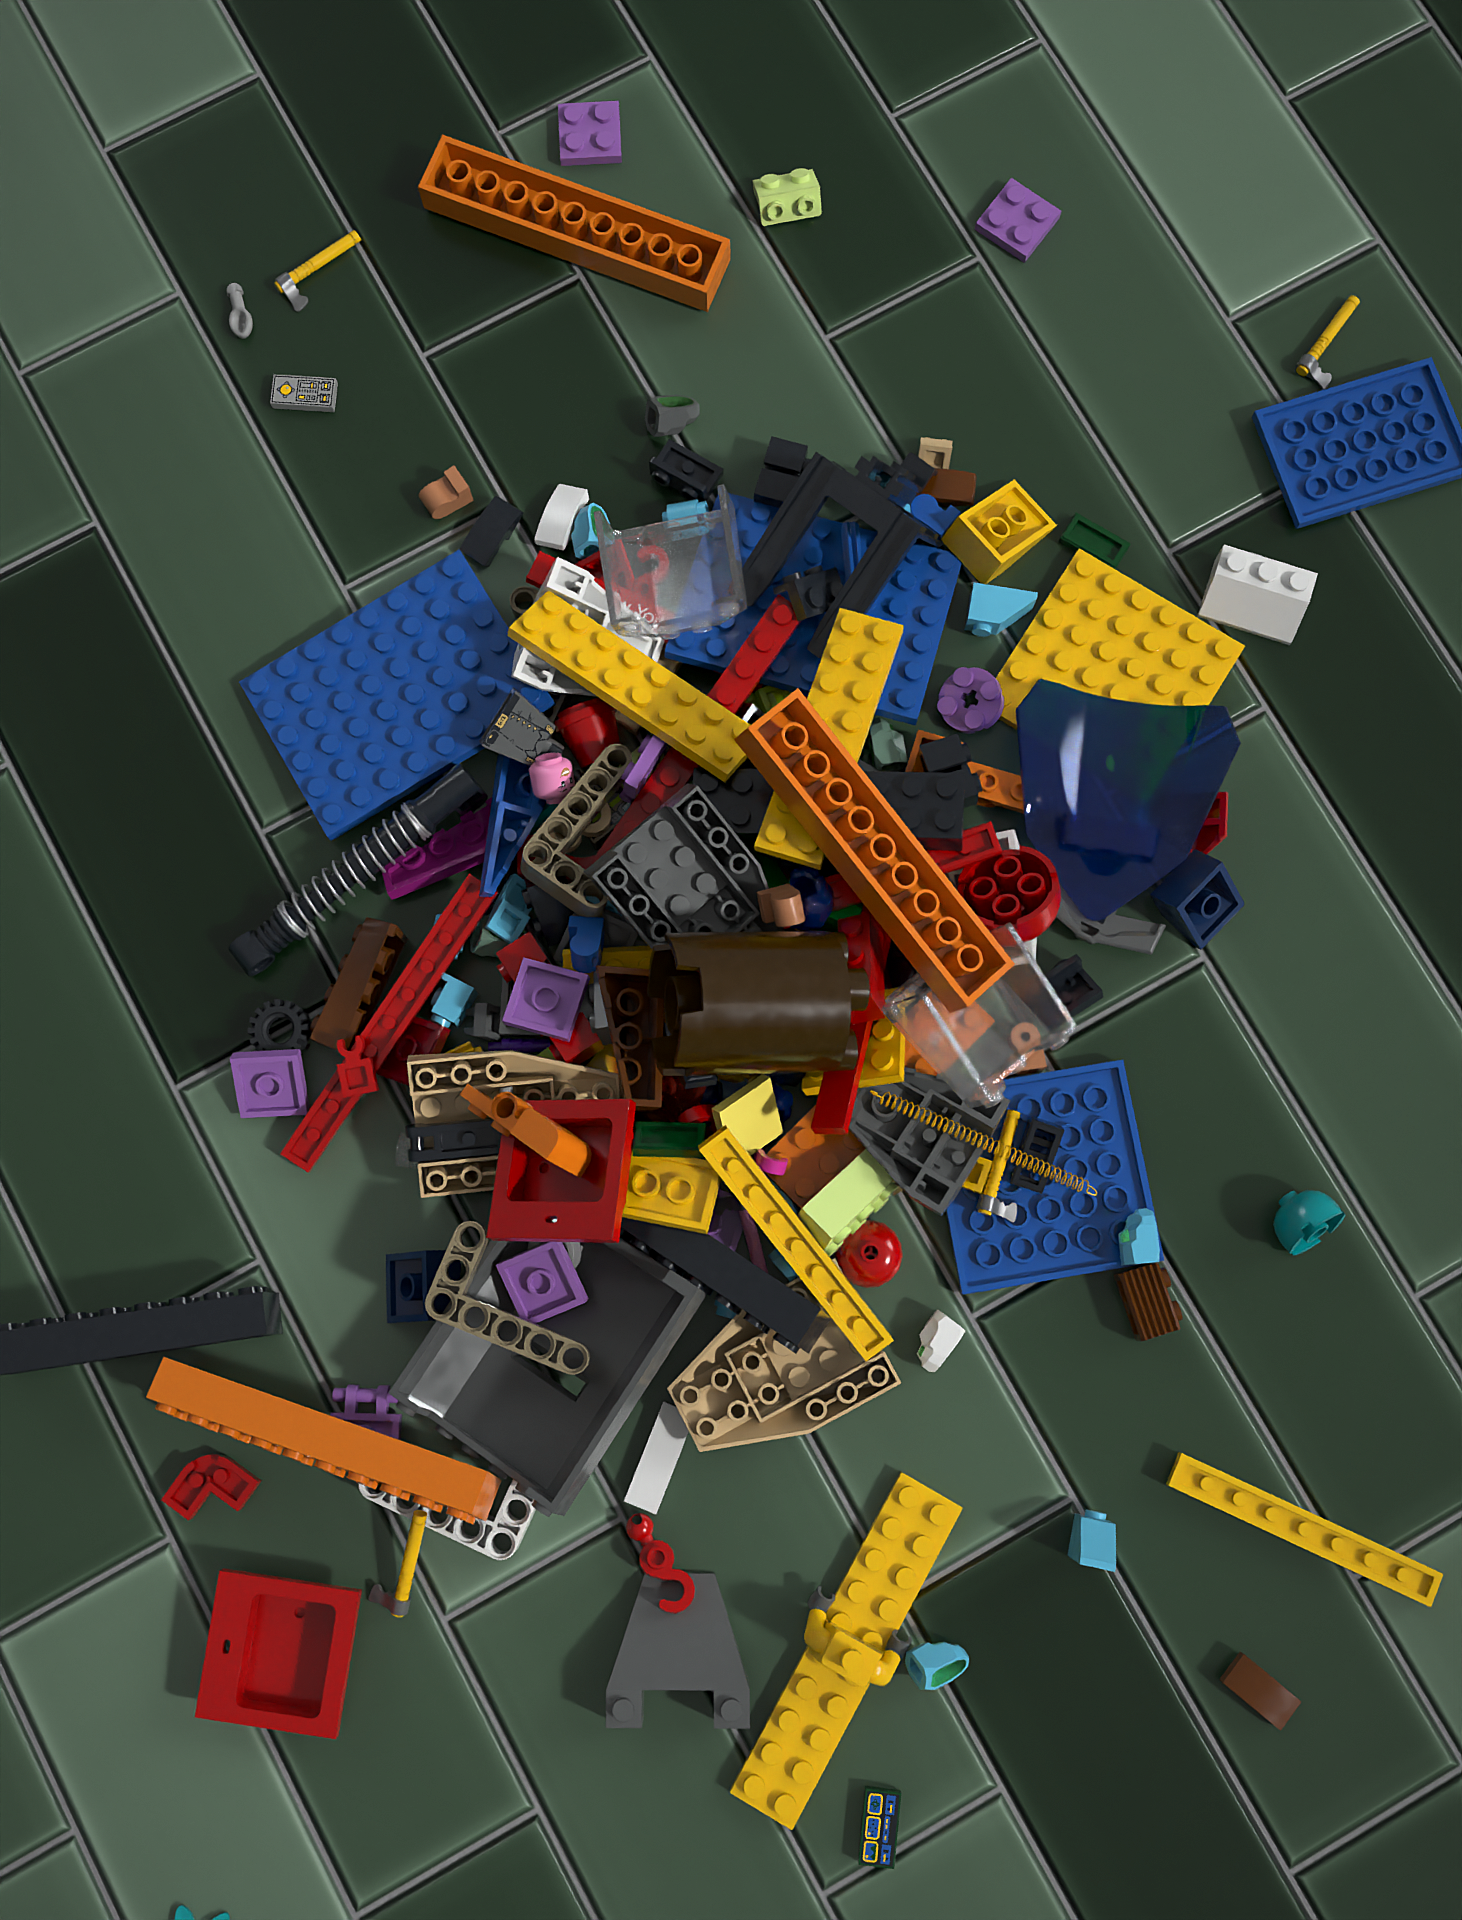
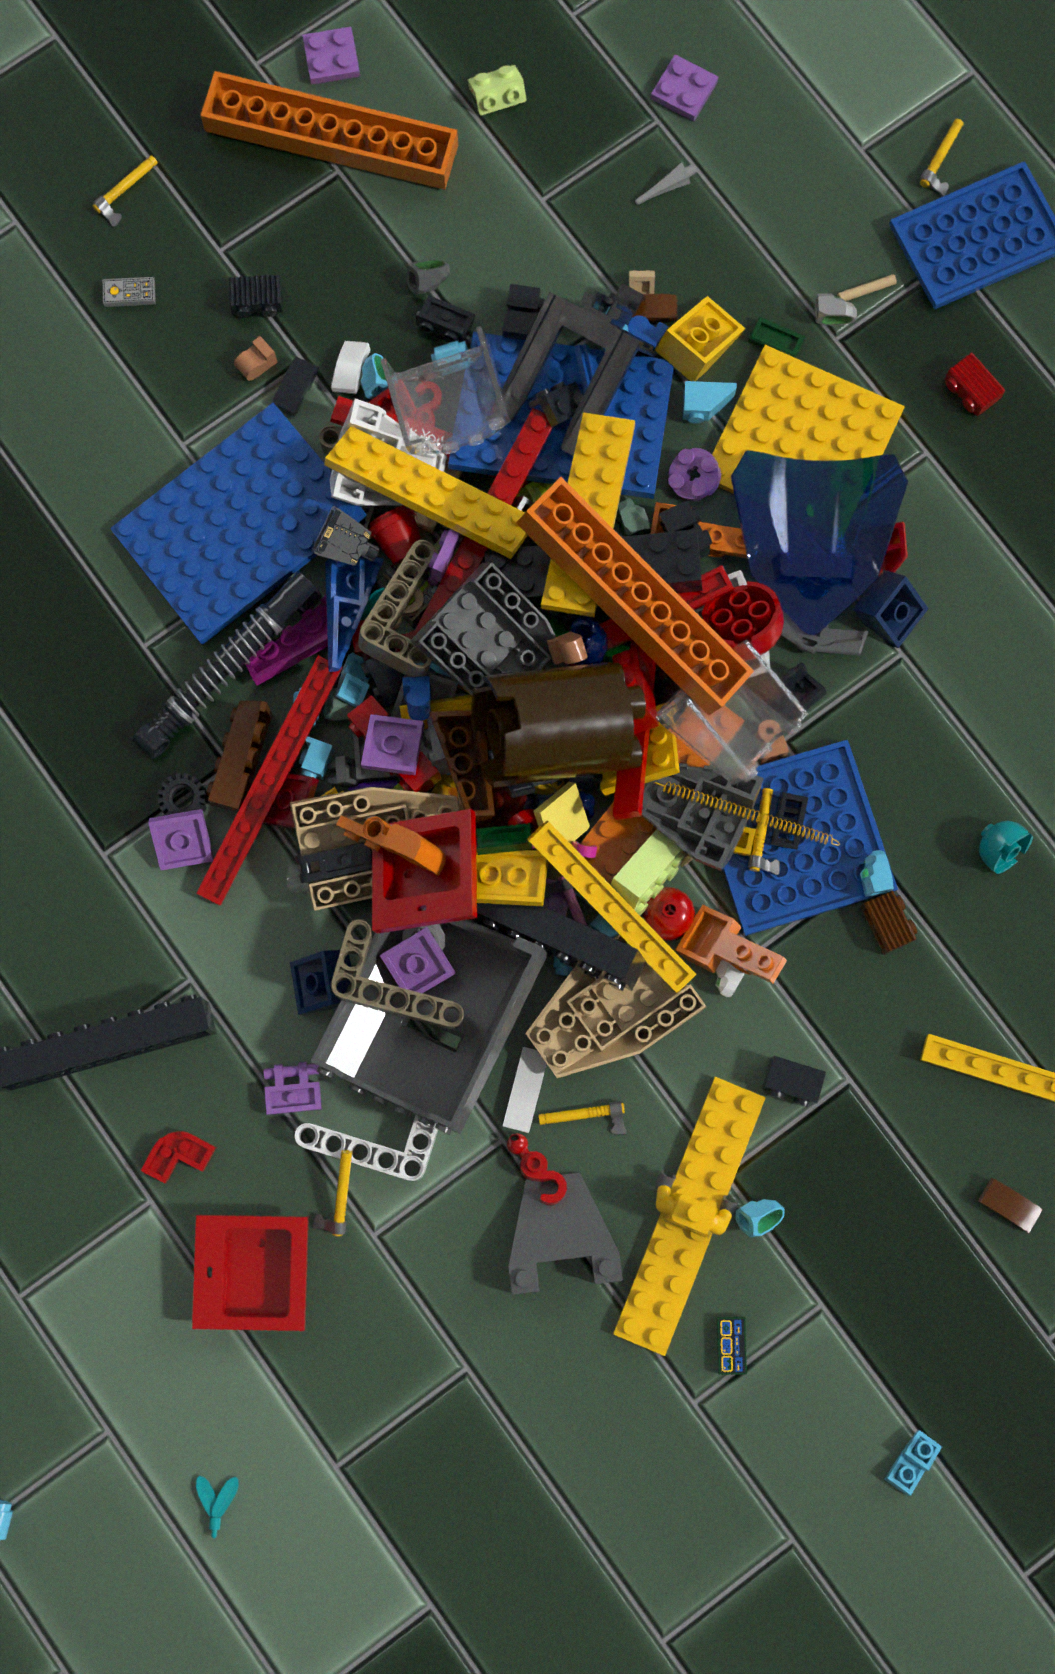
camera: 10 degrees left, 0 degrees up
(240, 319) = (68, 238): light grey piece -> none
(331, 1442) = (265, 1104): orange brick -> none
(357, 1074) = (249, 822): red plate -> none
(457, 415) = (255, 295): none -> black brick
(551, 777) = (373, 573): bright pink head -> none
(768, 1497) = (614, 1109): none -> yellow piece
(921, 1297) = (715, 939): none -> orange plate
(994, 330) = (675, 179): none -> light grey piece
(1001, 1492) = (793, 1081): none -> black brick
(1093, 1541) = (868, 1107): medium azure slope -> none
(1170, 515) = (833, 310): none -> light grey rock
(1214, 493) = (868, 288): none -> tan piece
(1257, 594) = (909, 365): white slope -> none
(1336, 629) = (974, 384): none -> red brick

